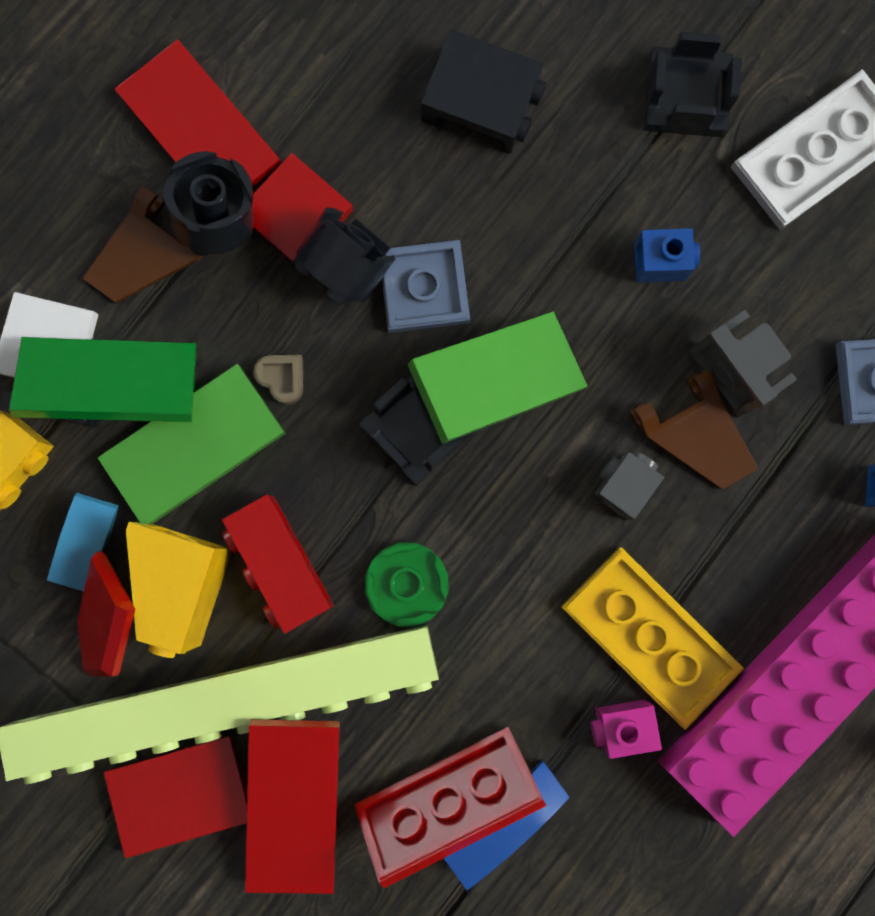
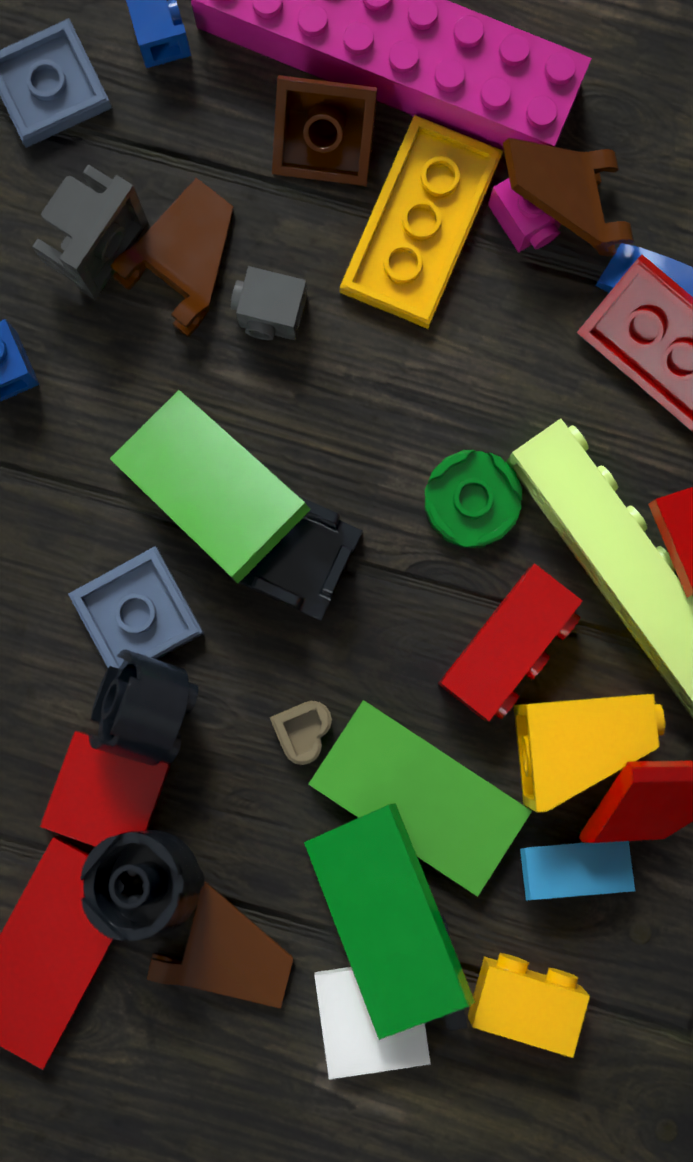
camera: 110 degrees left, 0 degrees up
(628, 766) = (566, 189): none -> reddish brown flag
(757, 586) = (323, 130): none -> reddish brown slope

